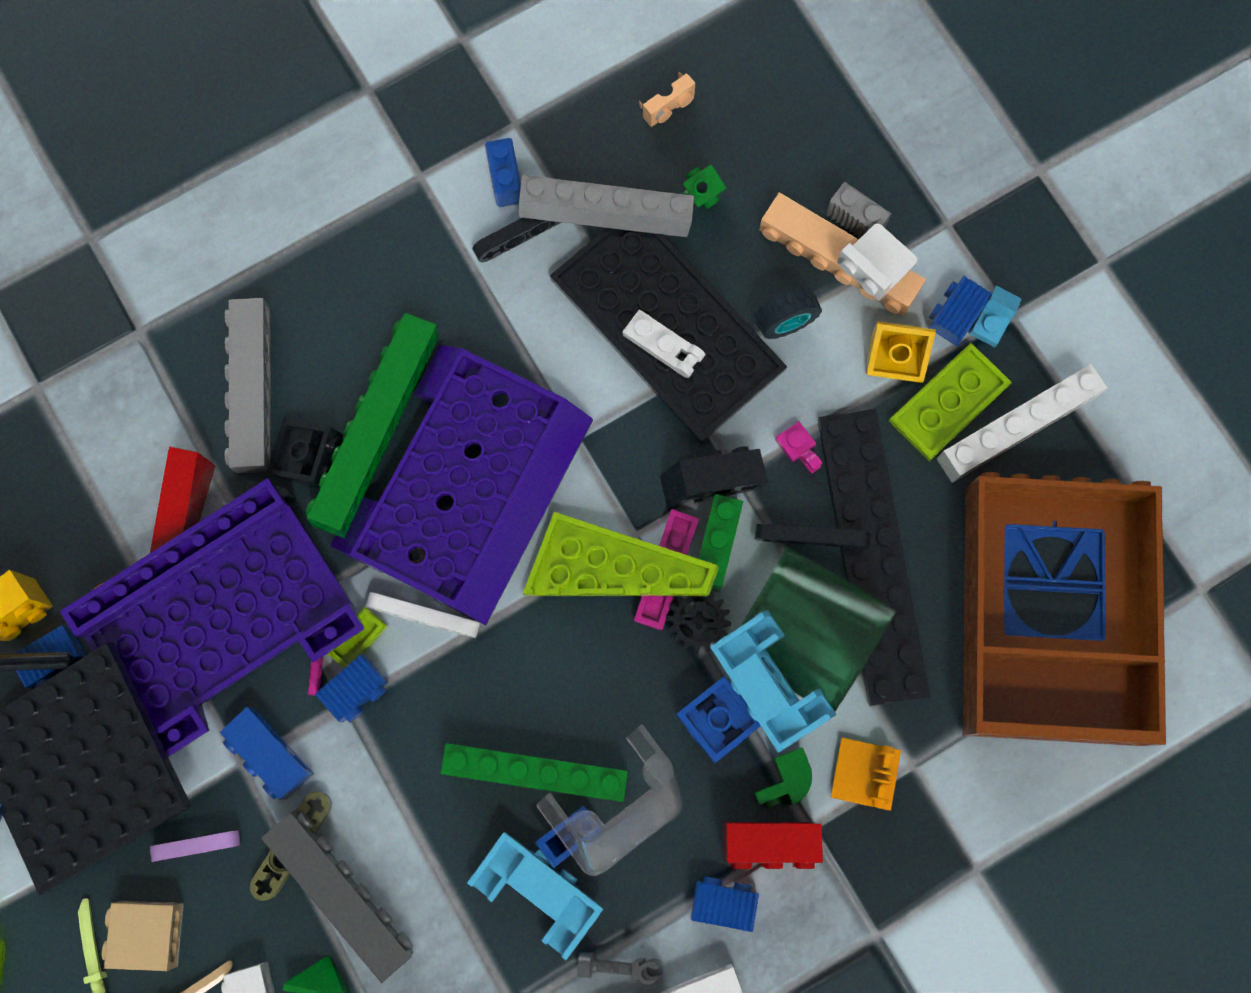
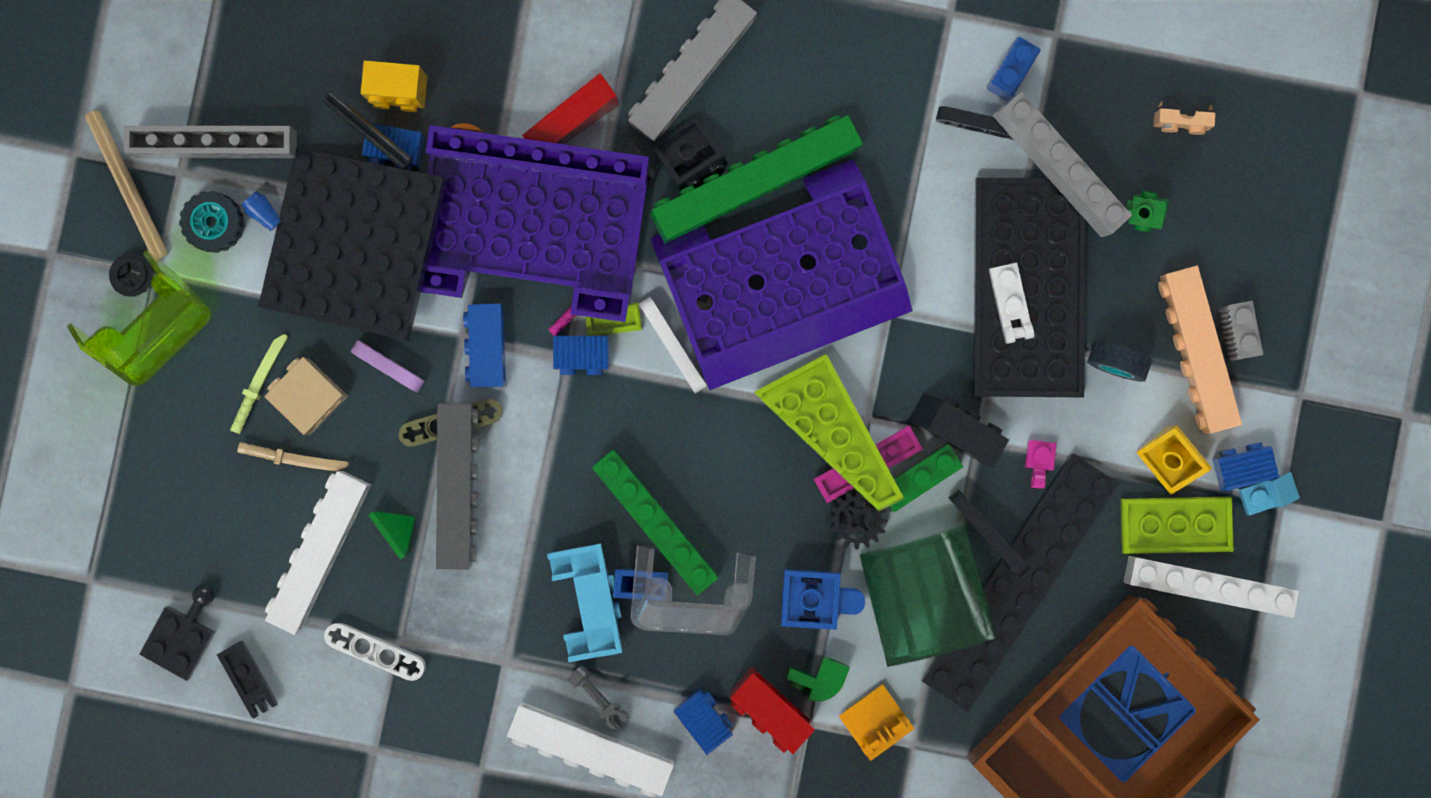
camera: 45 degrees right, 10 degrees up
(764, 686) = (860, 606): medium azure bracket -> none
(877, 261) = (1218, 381): white bracket -> none

